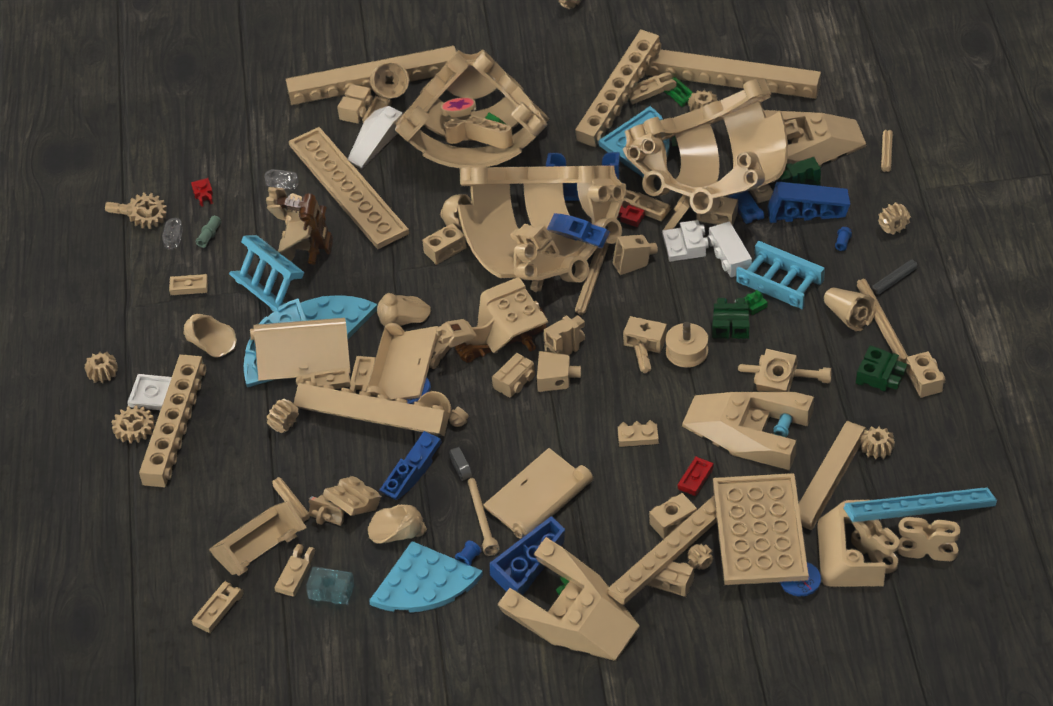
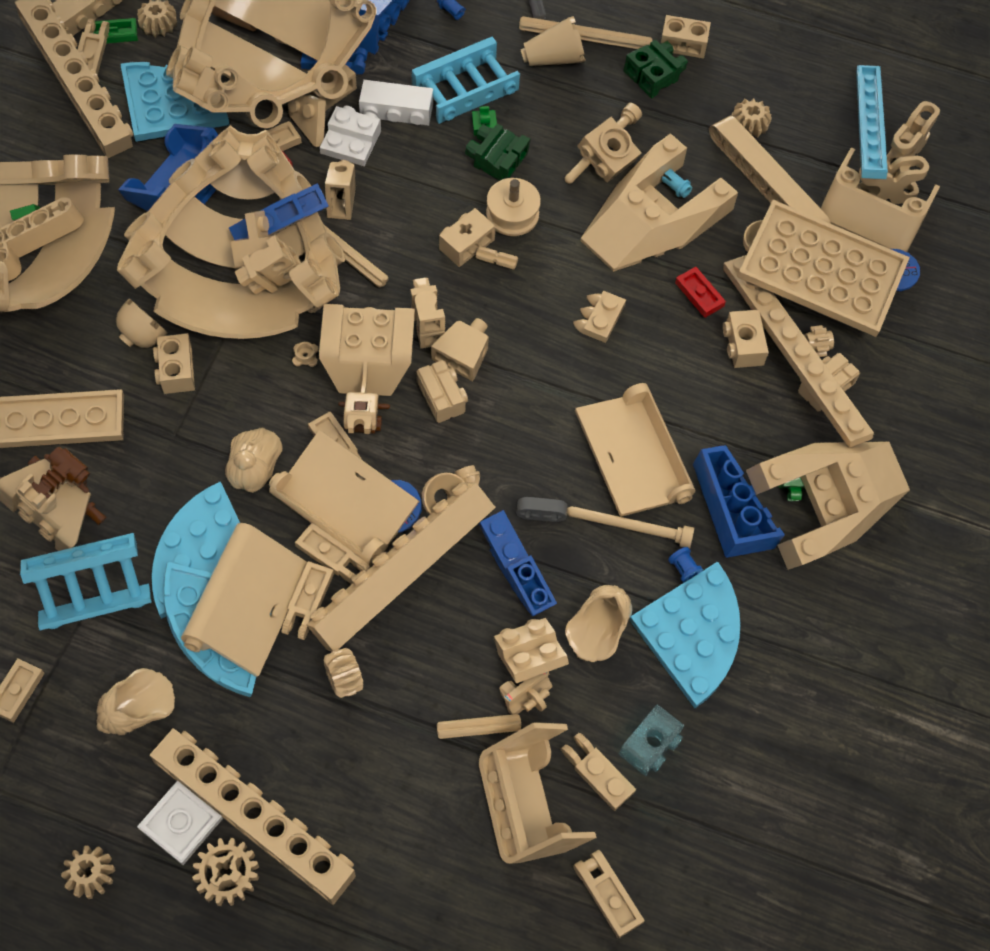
camera: 70 degrees left, 15 degrees up
(553, 221) = (257, 230): none -> tan brick

